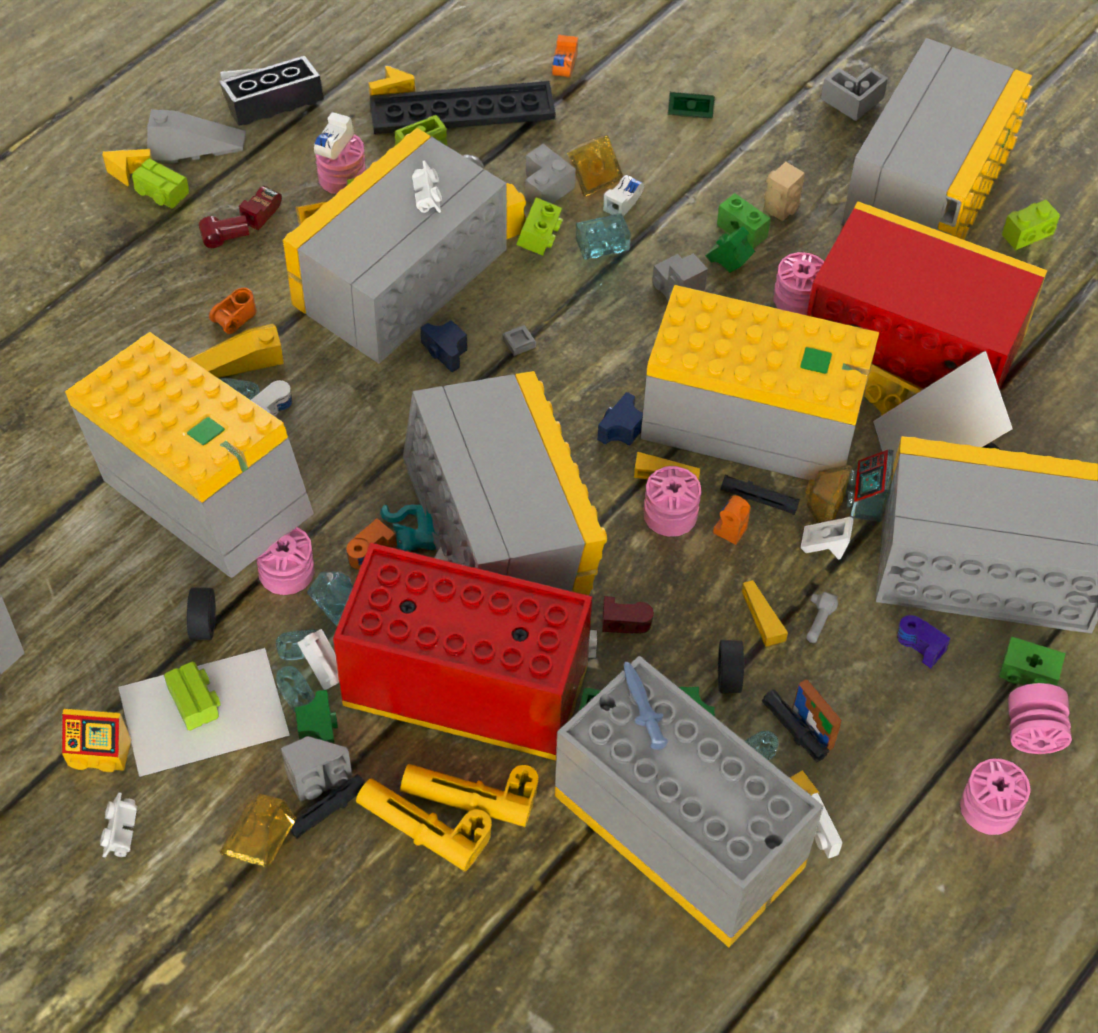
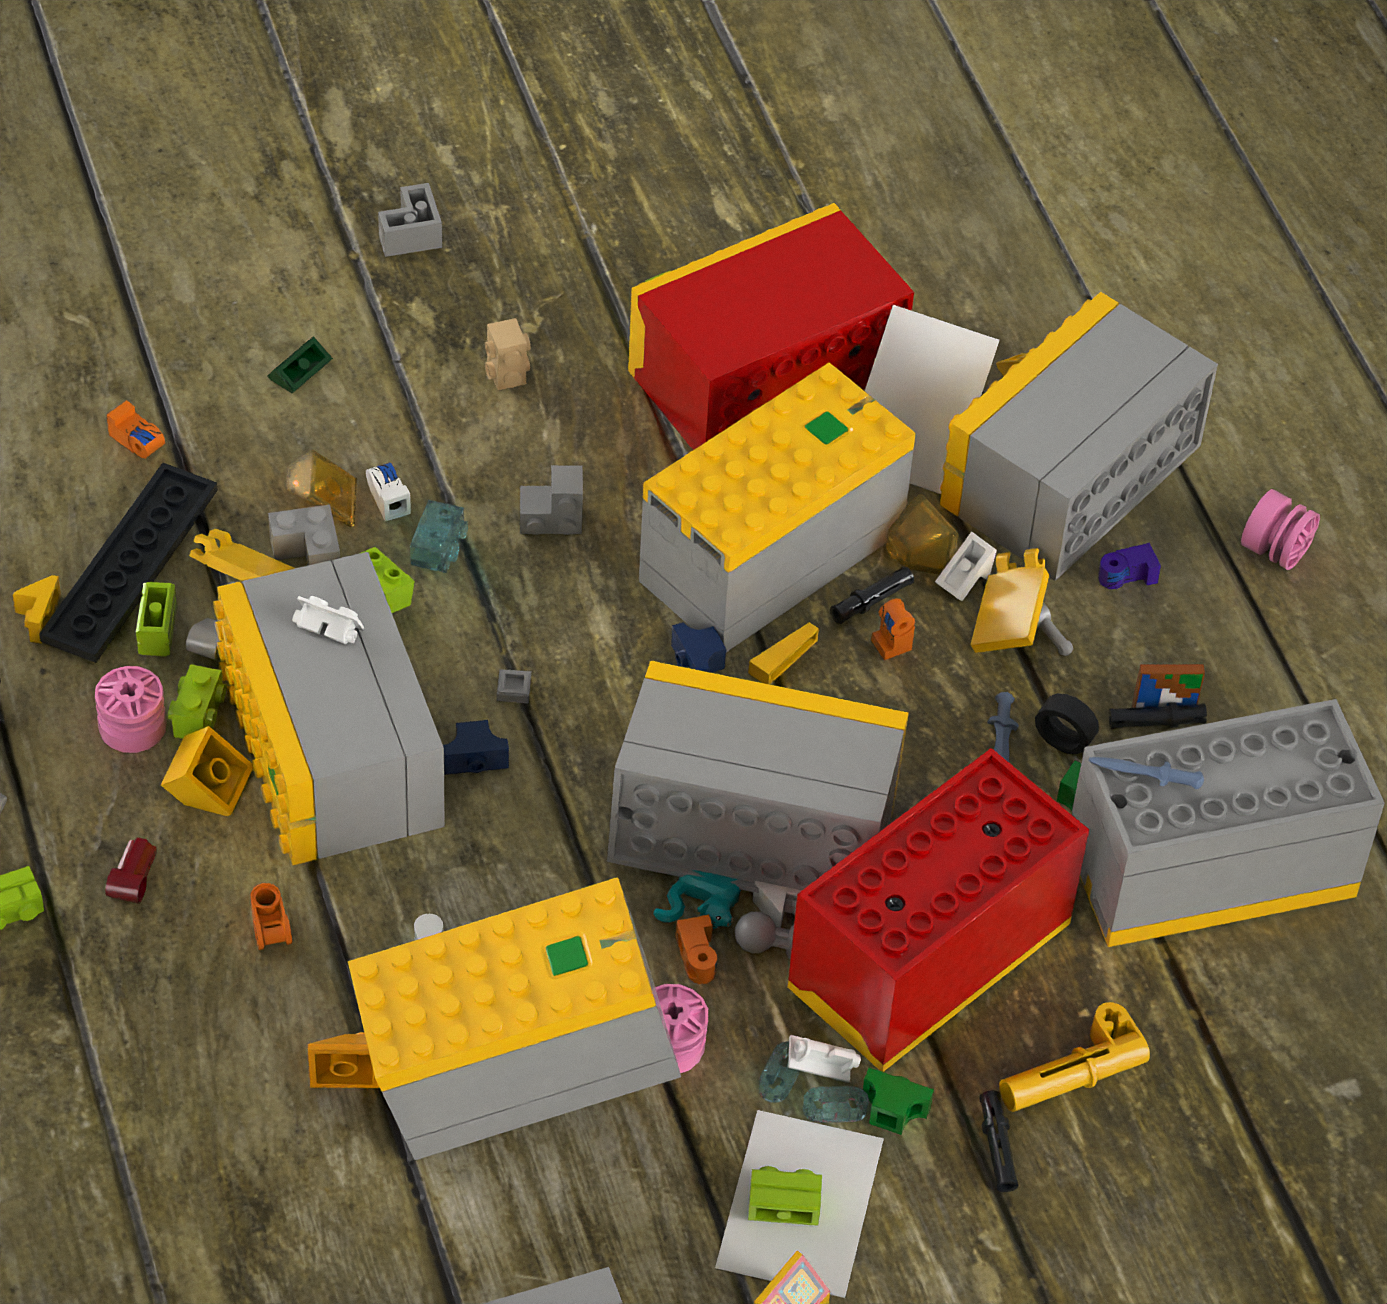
camera: 60 degrees left, 5 degrees down
(201, 613) = (690, 1136): black tyre -> none
(242, 353) = (329, 938): yellow wedge -> none
(259, 831) = (993, 1211): clear yellow slope -> none
(260, 206) = (124, 818): dark red leg -> none
(315, 766) = (958, 1123): light grey slope -> none
(331, 593) = (758, 1005): clear light blue brick -> none
(334, 136) = (120, 682): white leg -> none
(469, 795) = (1096, 980): yellow piece -> none
(500, 154) = (234, 558): none -> yellow tile
(626, 617) = (949, 764): dark red leg -> none
(672, 501) = (838, 661): bright pink wheel -> none
(707, 632) = (1003, 723): none -> sand blue sword
(731, 250) = (545, 442): green brick -> none
(737, 213) = (512, 411): bright green brick -> none
(766, 620) = (1014, 671): yellow piece -> none
(795, 281) = (641, 412): bright pink wheel -> none
(820, 579) = (1011, 604): none -> yellow tile
(870, 486) = (942, 488): clear light blue slope -> none
(941, 139) = (570, 197): light grey piece -> none
(994, 810) = (1336, 609): bright pink wheel -> none
(1030, 224) = (703, 199): lime brick -> none
(1031, 663) = (1212, 505): bright green brick -> none

